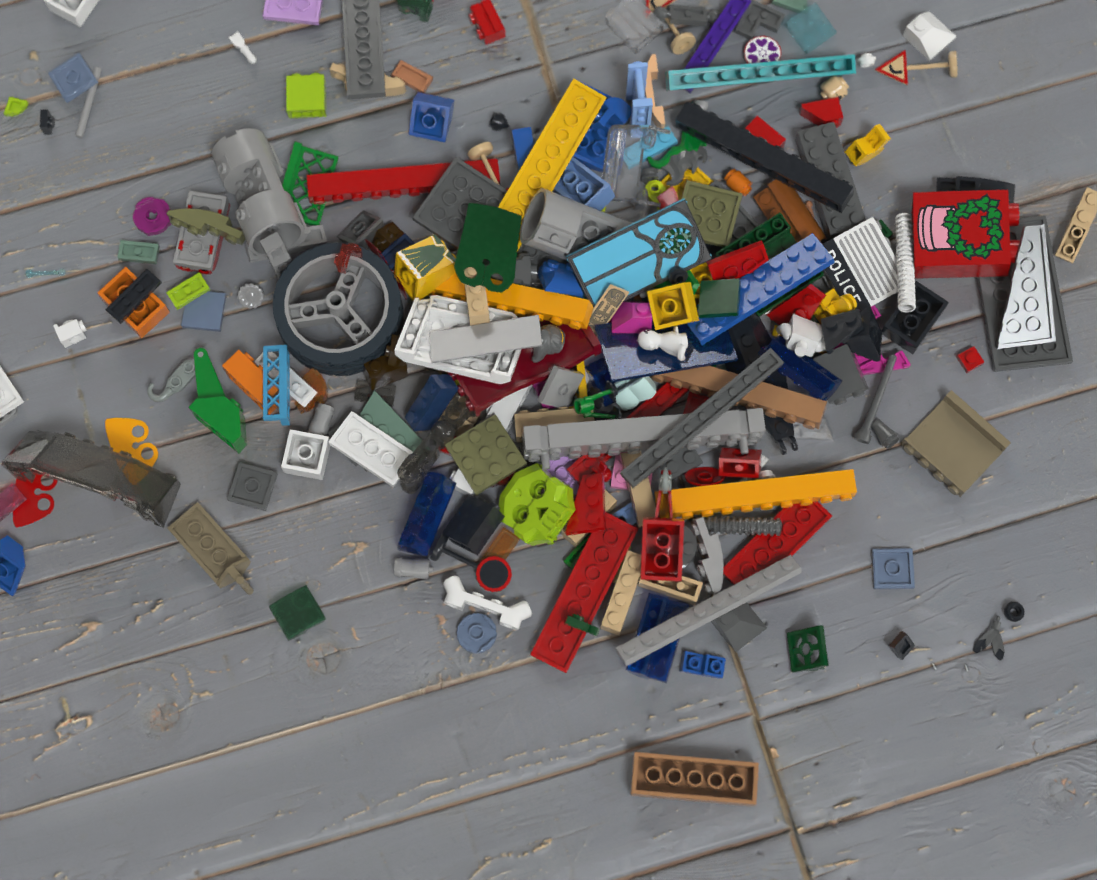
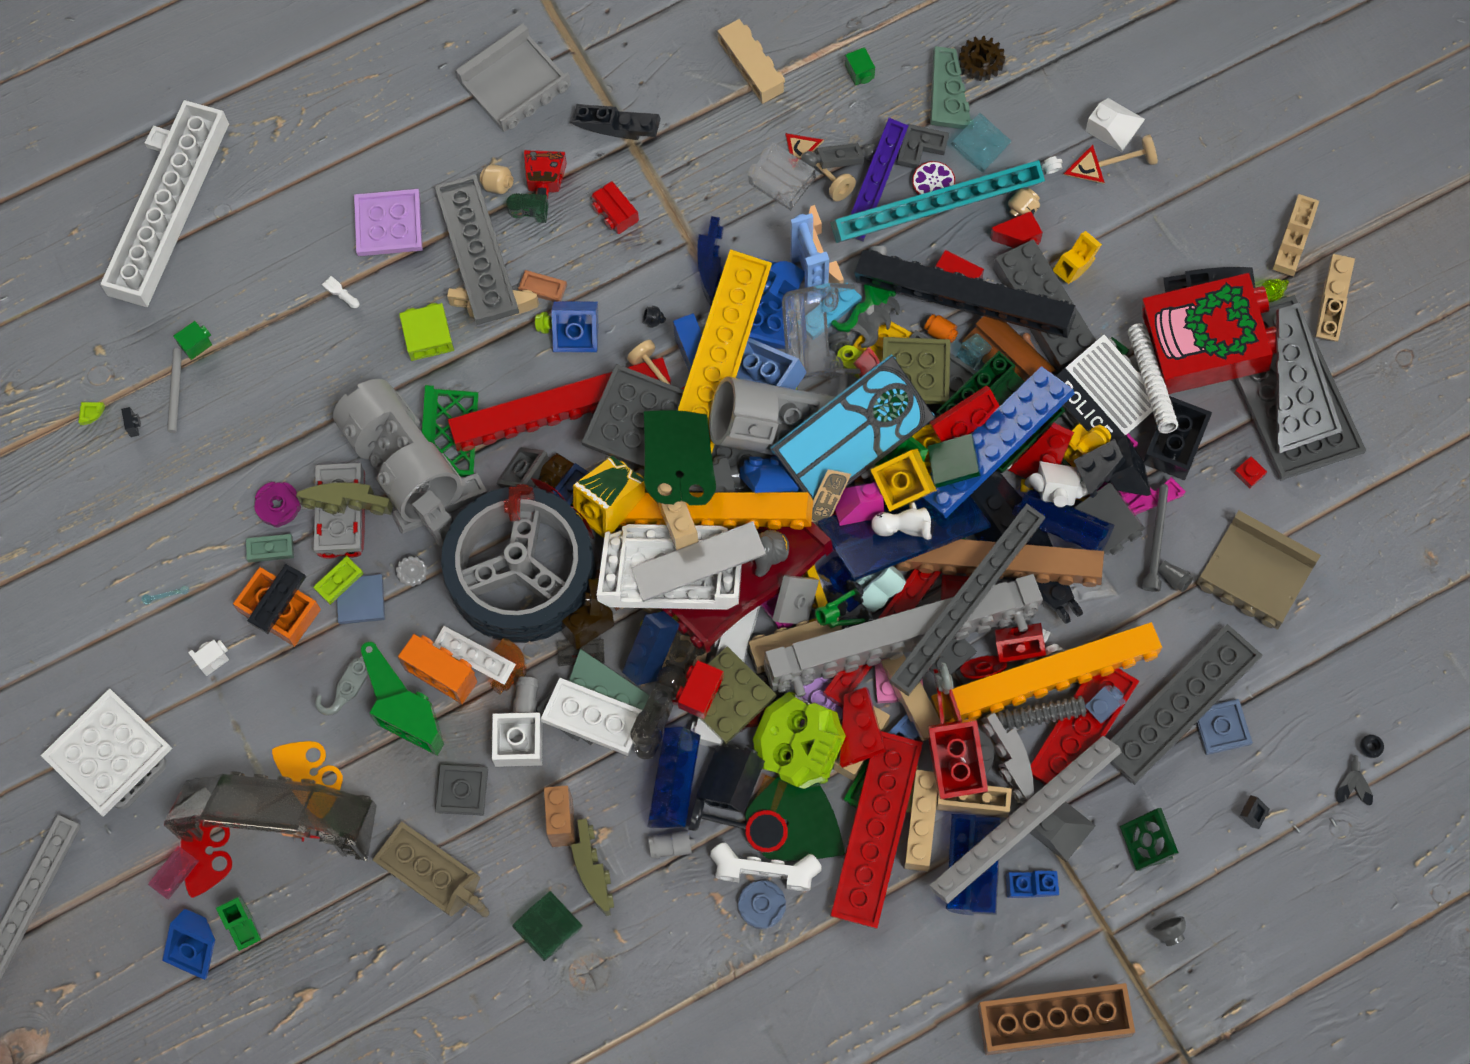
camera: 10 degrees left, 5 degrees down
(48, 554) = (239, 921): none -> green brick
(73, 77) = (151, 365): sand blue tile -> none
(112, 63) = (193, 339): none -> green brick
(284, 384) = (475, 664): dark azure fence -> none
(326, 525) = (559, 816): none -> medium nougat brick
(343, 580) = (593, 876): none -> olive slope
(405, 108) = (543, 322): none -> lime plate
(463, 445) = (700, 689): none -> red brick
(532, 573) = (810, 819): none -> dark green piece
(556, 79) = (708, 259): none -> clear blue slope
(577, 622) = (877, 865): dark green plate -> none
(603, 469) = (865, 682): red arm -> none
(677, 275) = (901, 444): black plate -> none
(760, 207) = (973, 350): none -> clear light blue bracket
(799, 528) = (1105, 702): none -> sand blue bracket
(807, 727) = (1170, 930): none -> dark grey piece
(864, 541) = (1183, 702): none -> dark grey plate
(1029, 207) = (1275, 288): none -> clear neon green animal
(1060, 163) = (1296, 235): none -> tan slope

